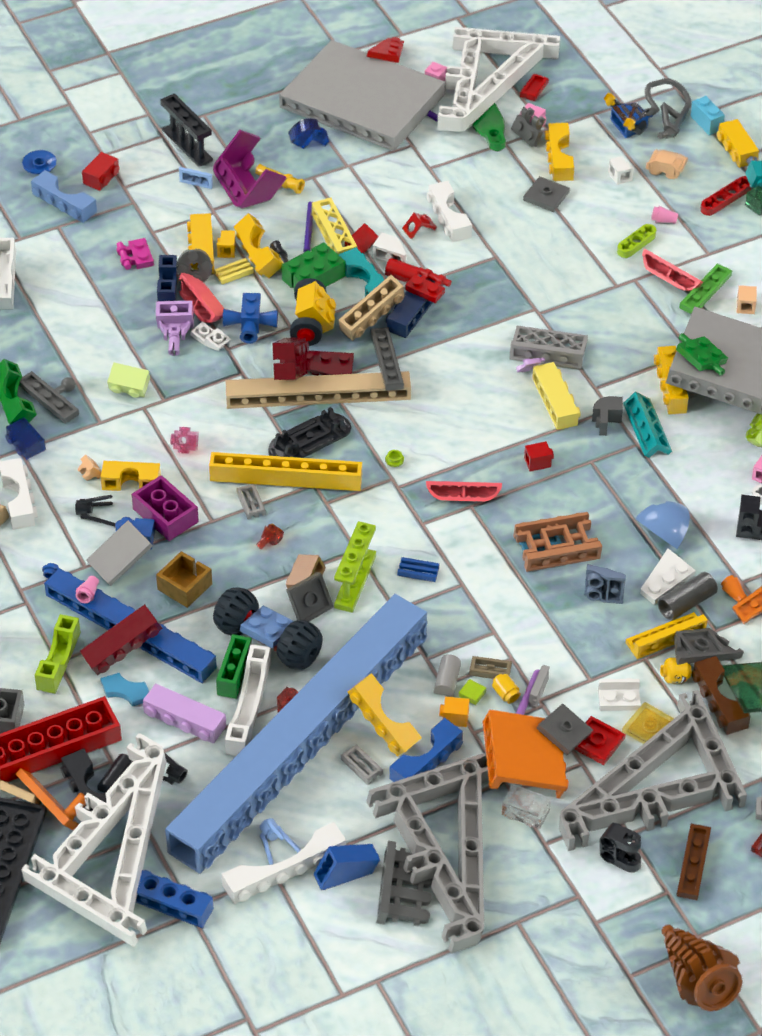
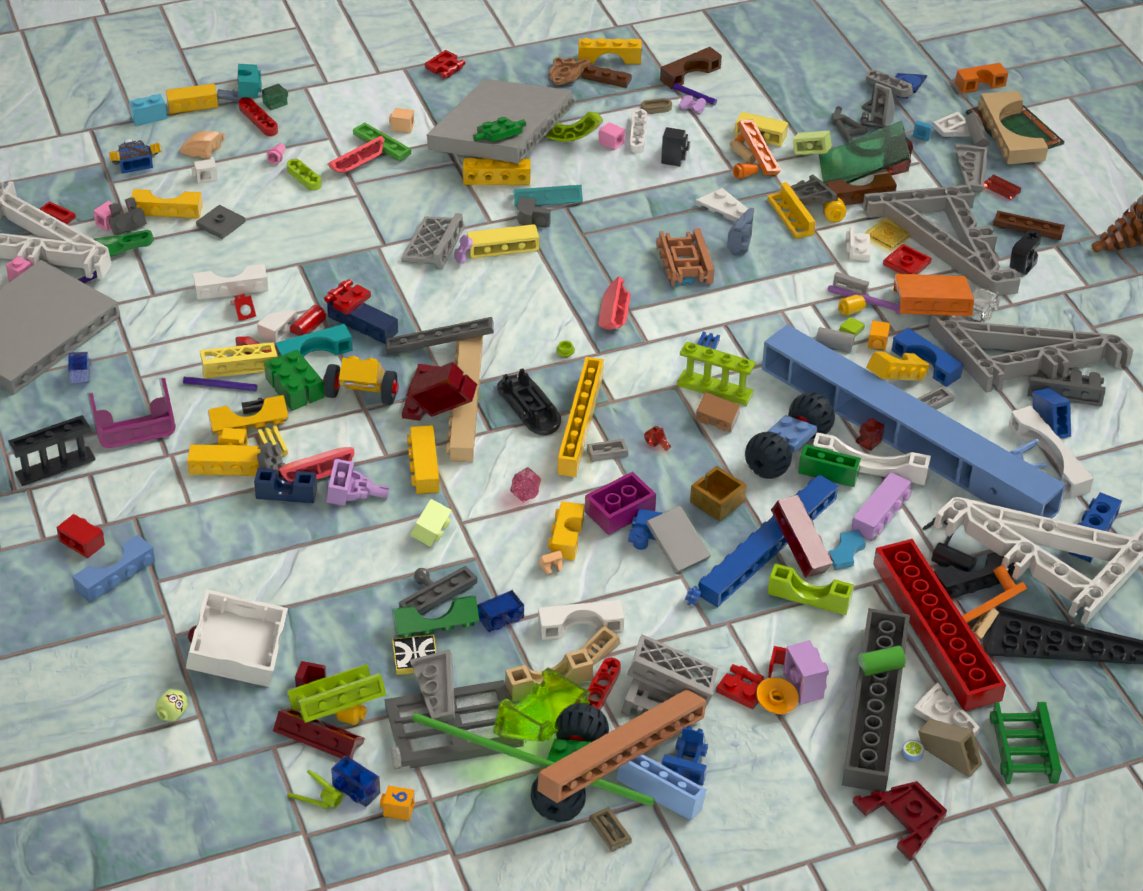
camera: 85 degrees left, 5 degrees down
(38, 161) = (46, 587): blue dish -> none
(85, 506) = (605, 569): black plant -> none
(86, 591) = (738, 555): bright pink cone -> none
(140, 254) = (224, 516): dark pink plate -> none
(195, 177) = (117, 459): light blue slope -> none
(211, 338) = (372, 463): white slope -> none
(216, 369) = (424, 459): none -> yellow brick
(250, 317) = (356, 426): blue brick -> none
(291, 182) = (144, 392): yellow pin -> none
(310, 597) = (748, 409): dark grey plate -> none
(371, 308) = (370, 335): tan brick -> none
(491, 670) = (822, 323): dark tan tile -> none
(538, 456) = (577, 259): red brick -> none
(564, 729) = (907, 268): dark grey plate -> none
(667, 521) = (671, 192): medium blue brick -> none
(669, 129) = (135, 131): dark grey piece -> none
(687, 595) = (754, 193): dark grey piece -> none

